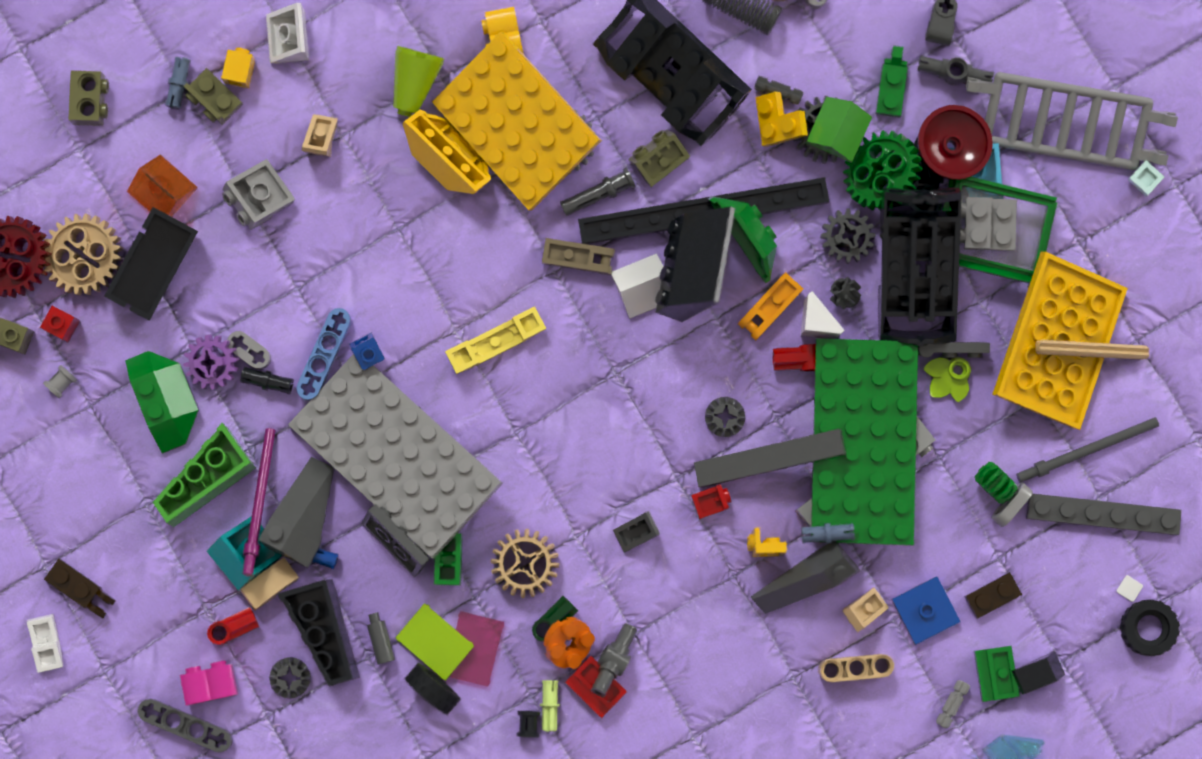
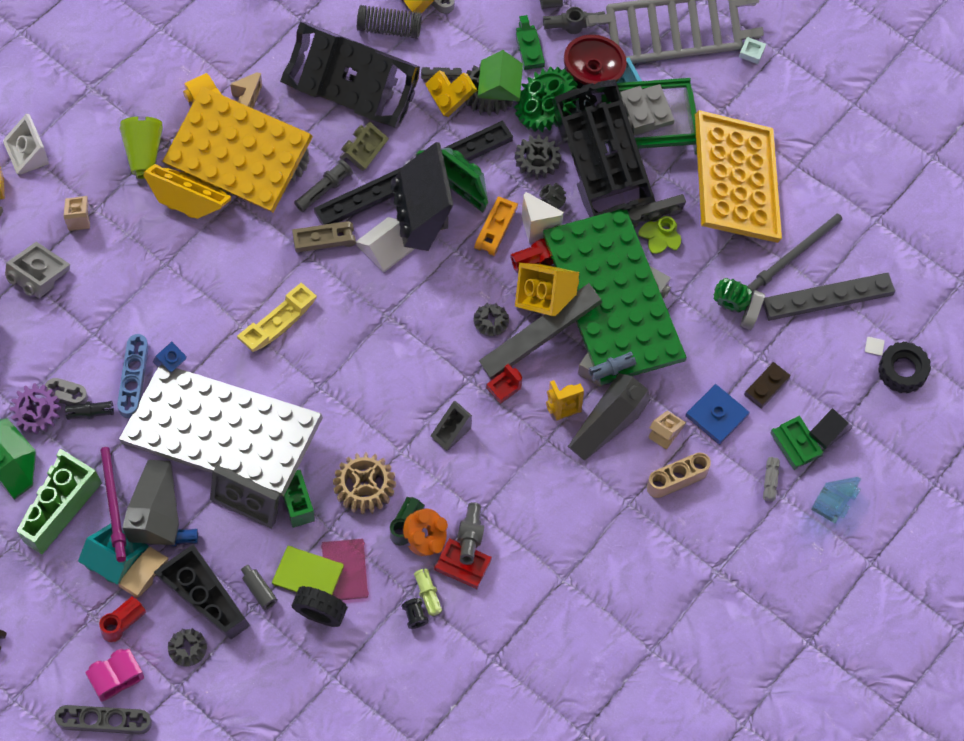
camera: 20 degrees left, 20 degrees down
(556, 41) = (247, 89): none -> tan slope
(792, 410) = (545, 288): none -> yellow slope
(1089, 349) = (765, 174): tan axle -> none

